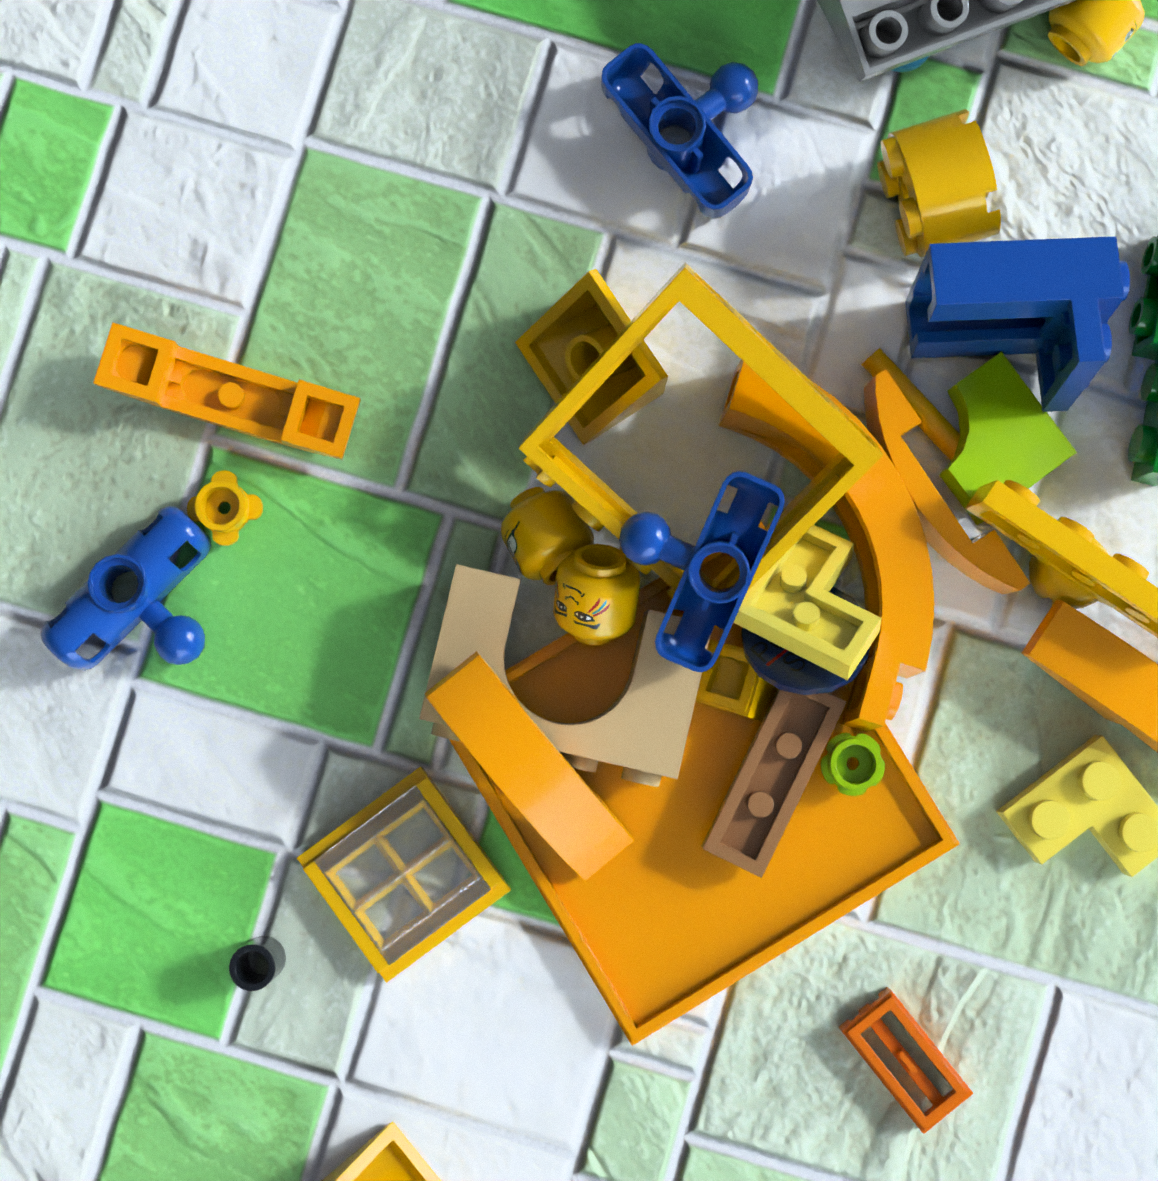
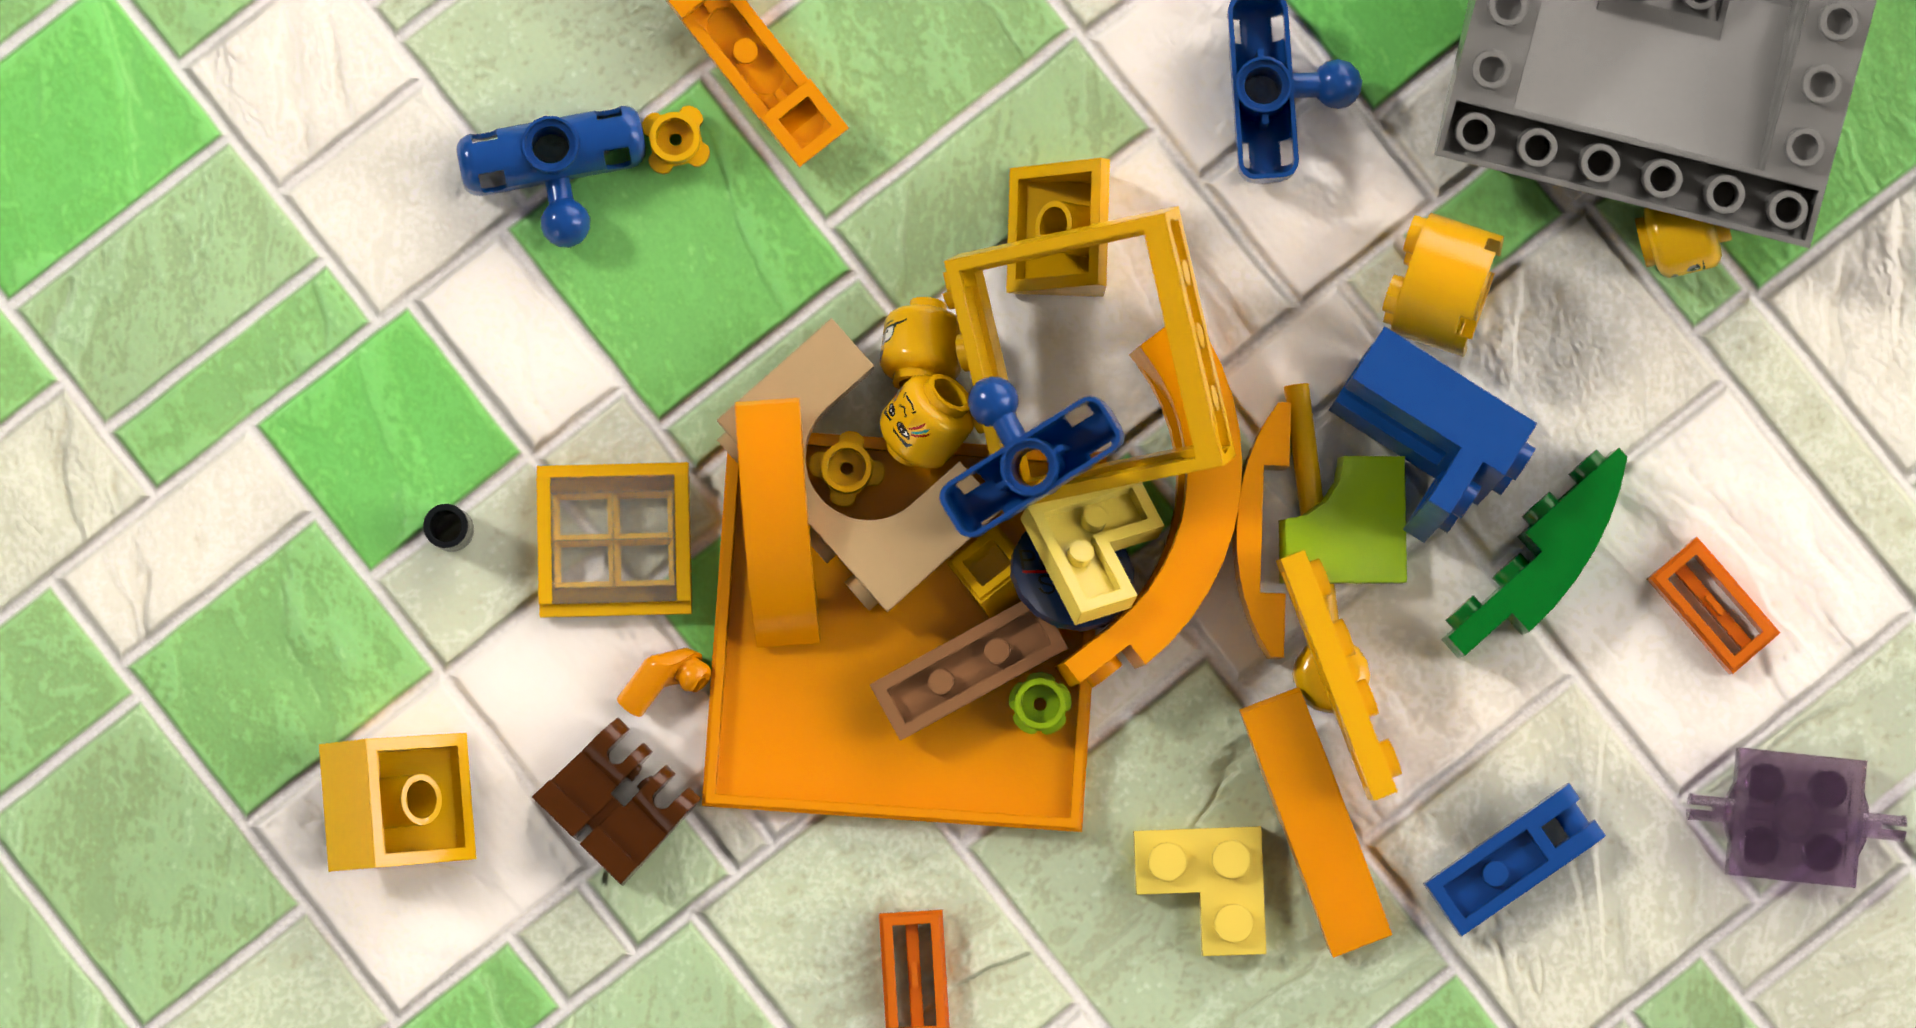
camera: 35 degrees right, 0 degrees up
(519, 956) = (660, 671): none -> light orange arm
(573, 673) = (847, 450): none -> yellow plate
(580, 1117) = (621, 834): none -> reddish brown legs

